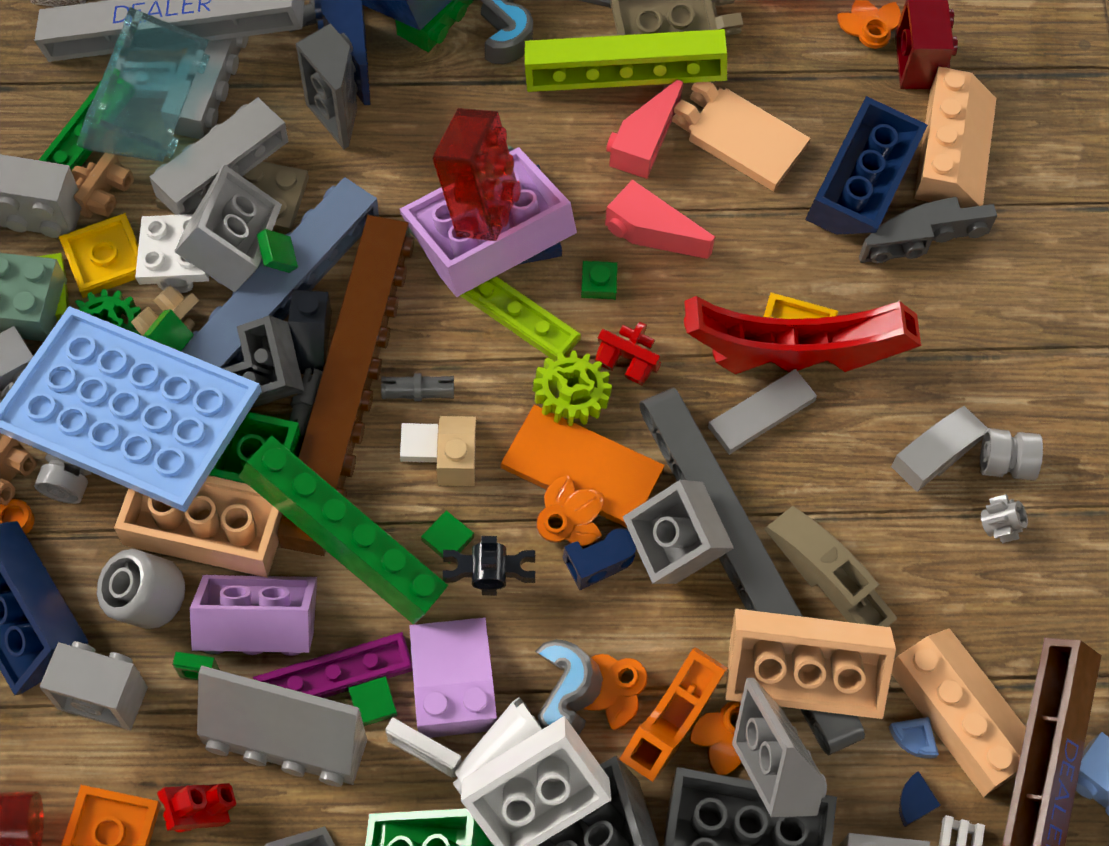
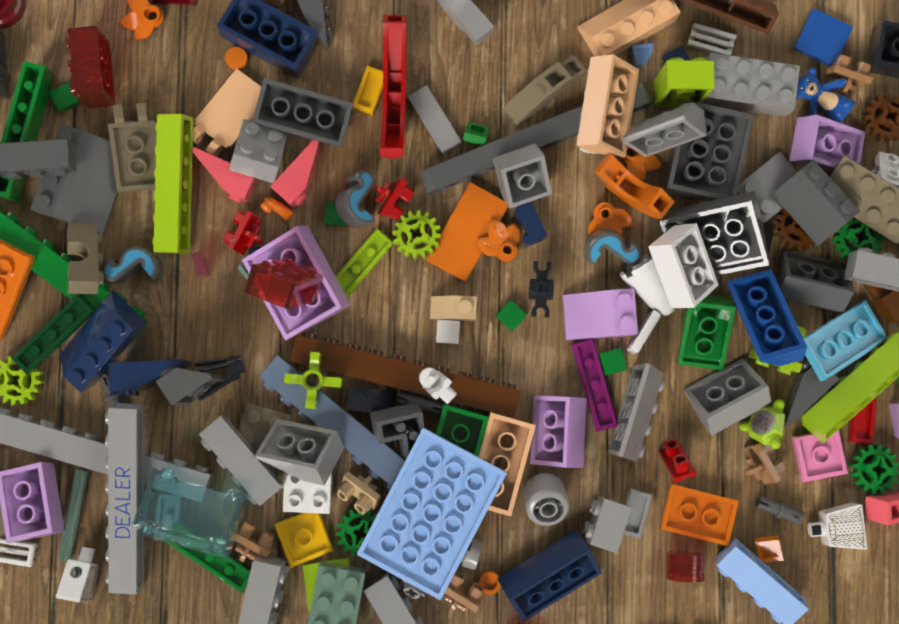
camera: 90 degrees left, 20 degrees up
(112, 747) = (640, 504): none -> light grey tile
(169, 331) = (377, 489): green tile -> none
(188, 664) = (591, 465): green tile -> none
(277, 251) = (320, 419): green tile -> none
(324, 407) = (436, 384): none -> white hips
(336, 252) = (314, 368): none -> lime pin
(342, 530) = (517, 377): green brick -> none
(362, 147) = (232, 365): none -> black plant
(417, 387) = (410, 331): dark grey pin -> none
(511, 104) = (201, 264): none -> clear pink tile
(562, 157) = (245, 234): none -> red hips
(598, 208) = (282, 210): none -> orange arm
(624, 288) = (348, 200): none -> dark grey animal
(684, 159) = (258, 151): none -> light grey brick
(745, 470) = (476, 133): none -> green plate
(746, 217) = (302, 112): none -> dark grey slope
(825, 139) = (236, 58): none -> orange tile
(866, 783) = (683, 81): none -> lime brick

